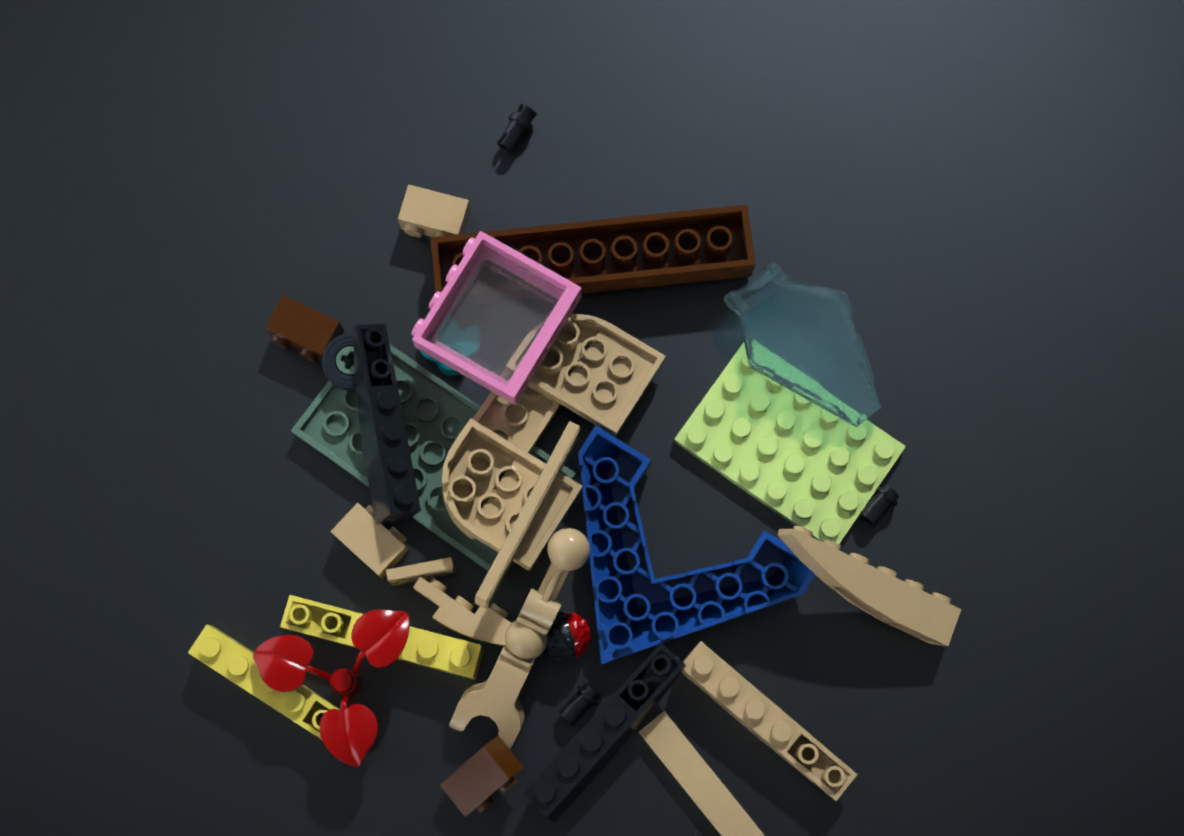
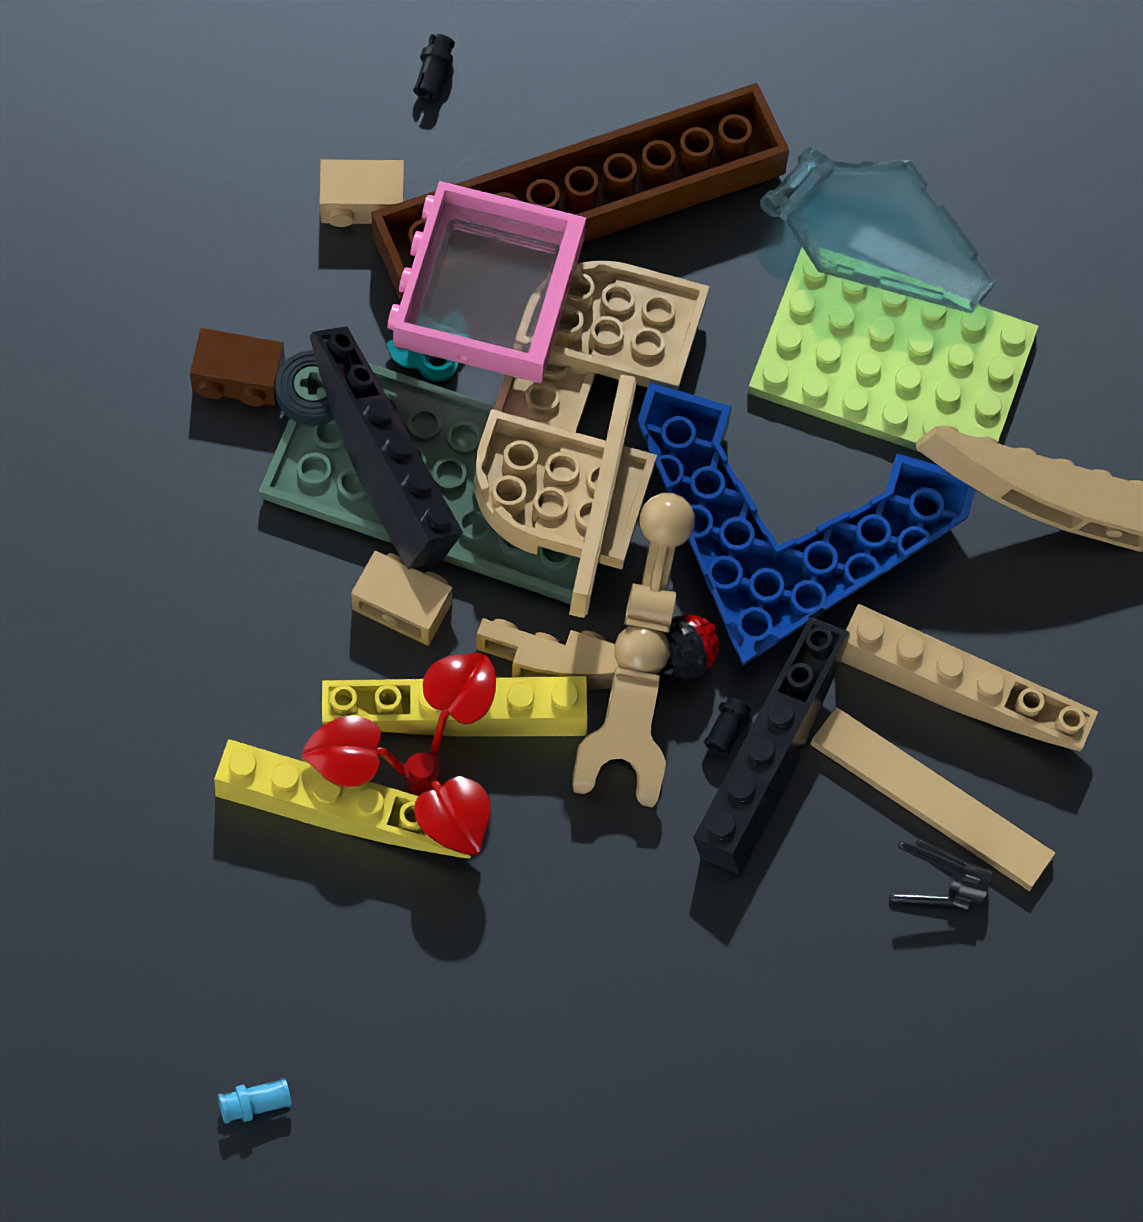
camera: 20 degrees left, 10 degrees down
(426, 570) = (466, 622): tan tile -> none
(482, 776) = (635, 834): reddish brown brick -> none
(879, 504) = (1028, 399): black pin -> none

